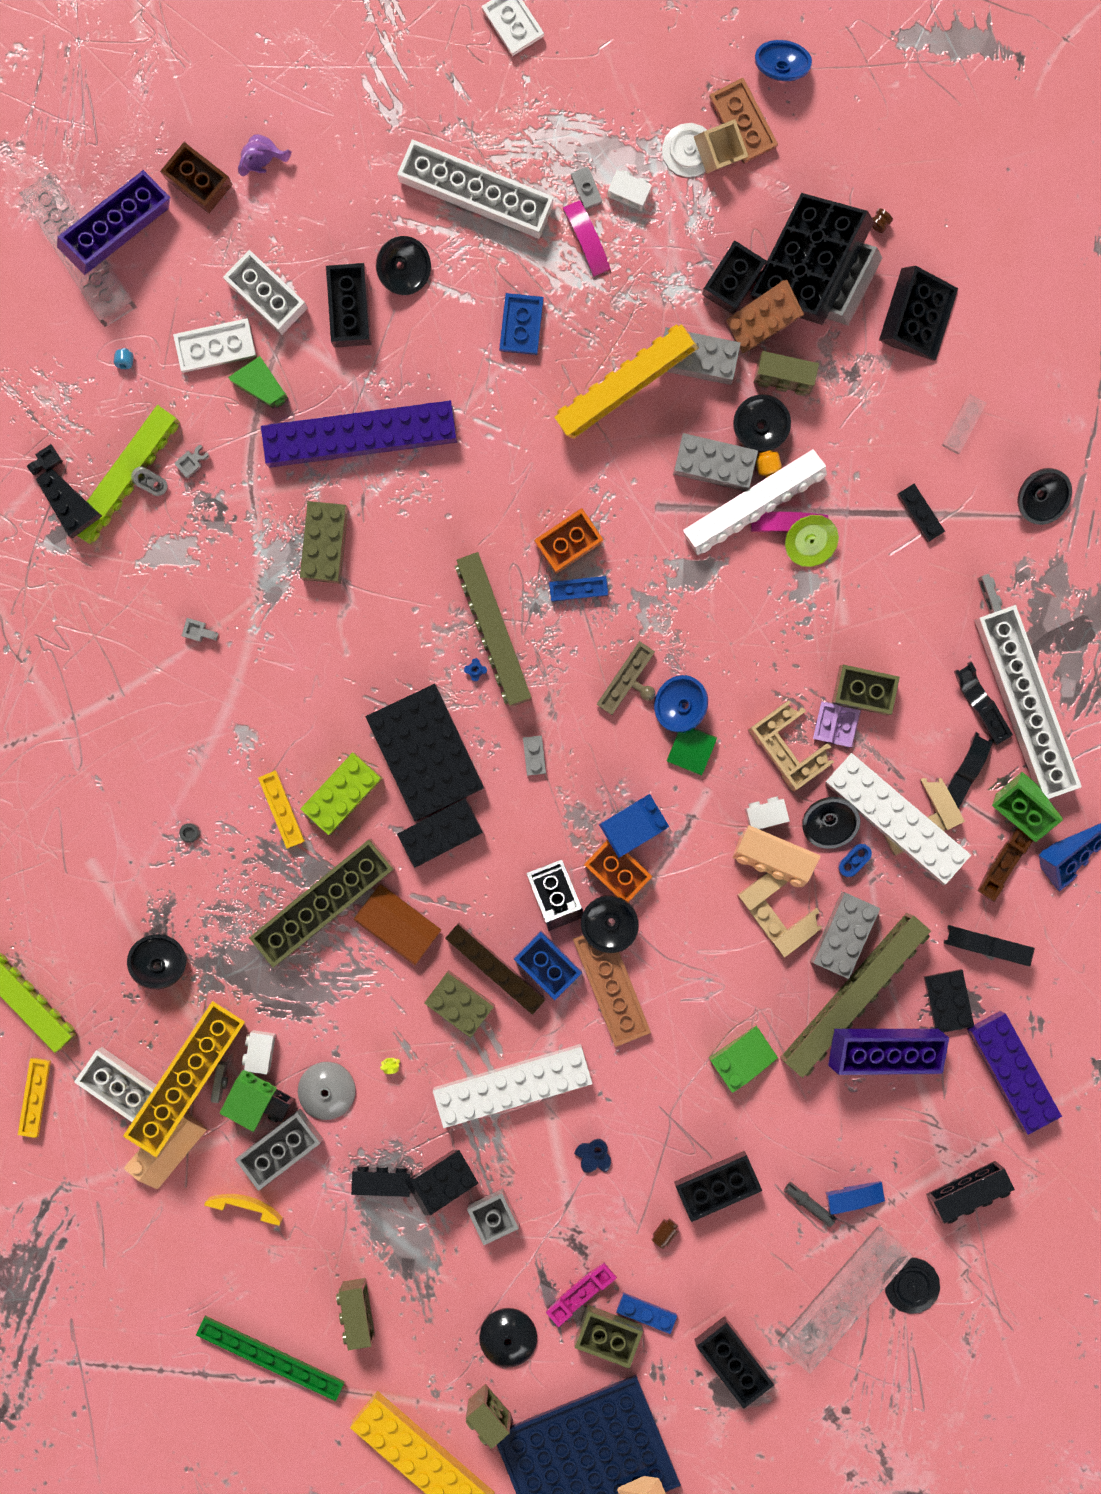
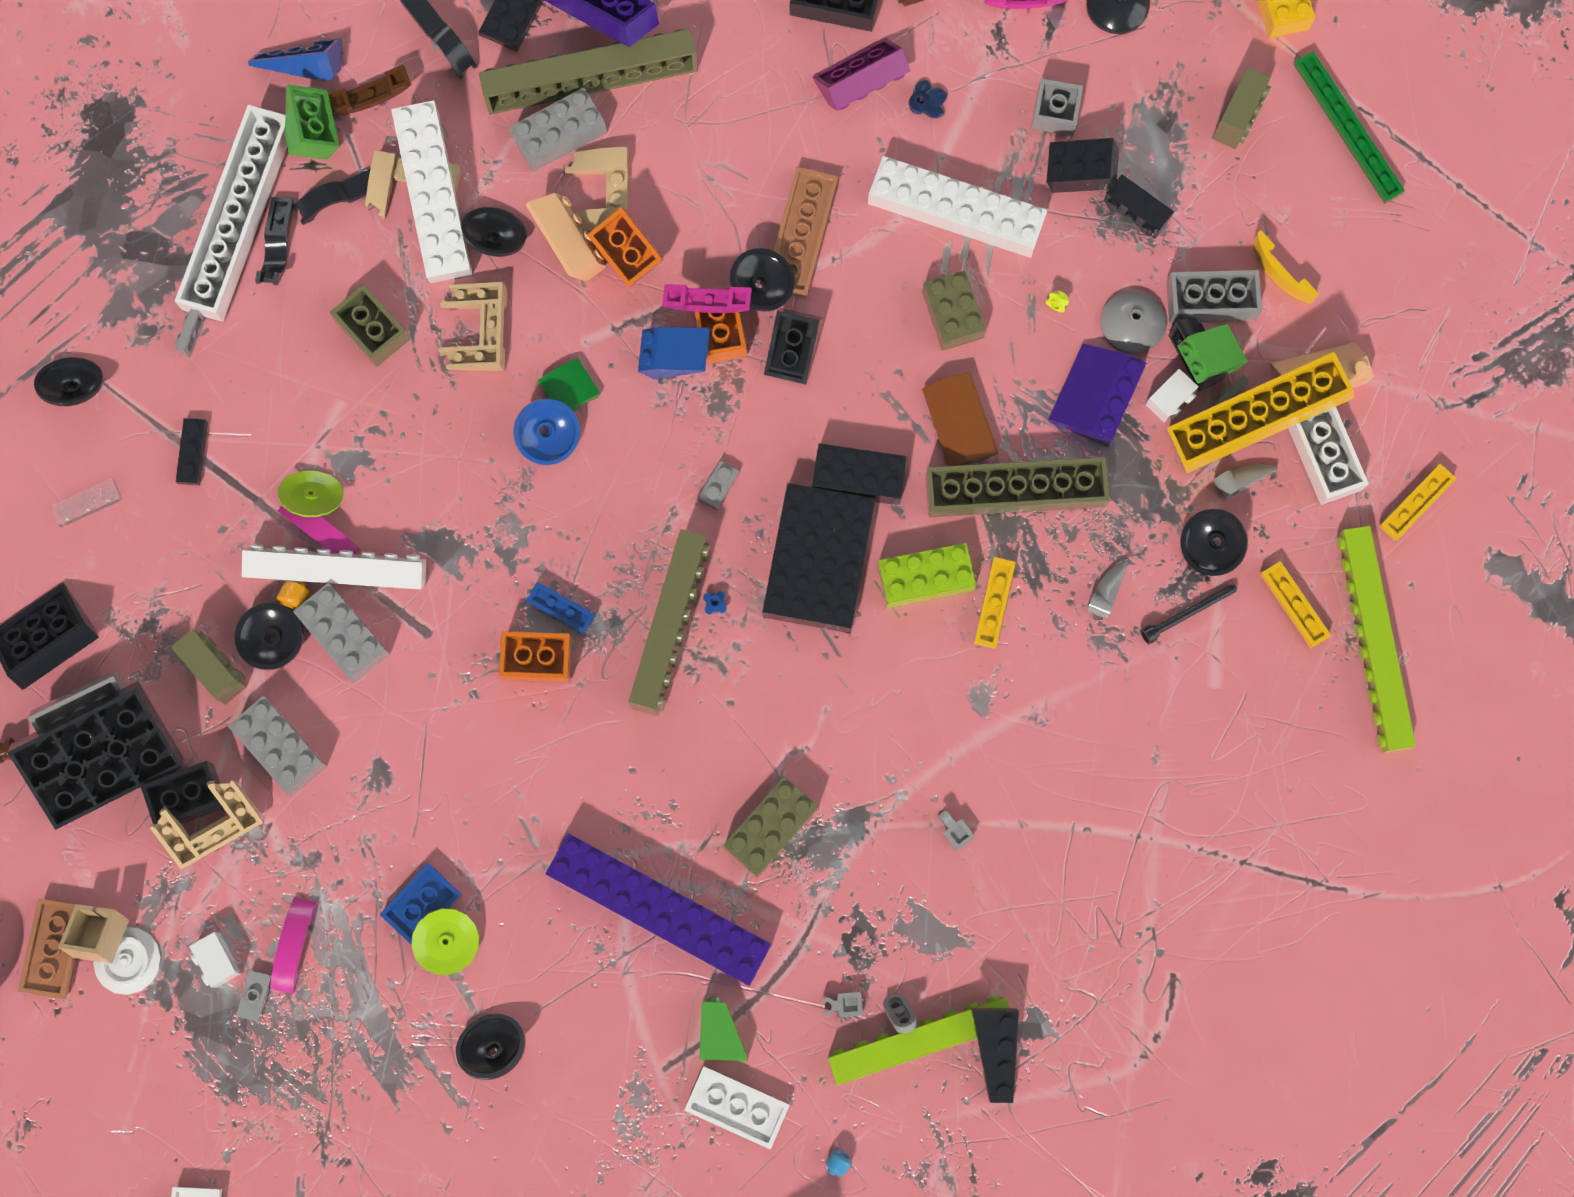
camera: 150 degrees left, 10 degrees down
(47, 459) = (986, 1114): black plate -> none
(71, 959) = (1295, 605): none -> yellow plate
(158, 866) = (1151, 633): none -> black piece
(169, 1027) = (1239, 479): none -> light grey piece
(189, 832) = (1099, 644): dark grey tile -> none
(209, 874) = (1107, 590): none -> light grey piece
(265, 292) = (647, 1122): white brick -> none
(314, 1016) = (1097, 393): none -> dark purple slope
(348, 305) = (573, 1047): black brick -> none
(475, 189) = (361, 1073): white brick -> none
(485, 310) = (445, 941): none -> lime piece
(495, 968) = (897, 319): dark brown brick -> none
(548, 965) = (846, 287): blue brick -> none
(626, 382) = (363, 762): yellow brick -> none
(627, 678) = (579, 492): dark tan plate -> none
(636, 879) = (707, 300): none -> dark pink slope
(656, 1141) = (862, 74): none -> magenta slope
(685, 291) = (188, 849): none -> tan wedge
(726, 878) = (625, 247): none -> orange brick
(743, 1058) = (731, 89): bright green slope -> none
(765, 316) = (185, 731): nougat plate -> none
(767, 814) = (545, 281): white brick -> none
(836, 724) = (420, 316): lavender slope -> none
(854, 860) = (498, 186): blue plate -> none

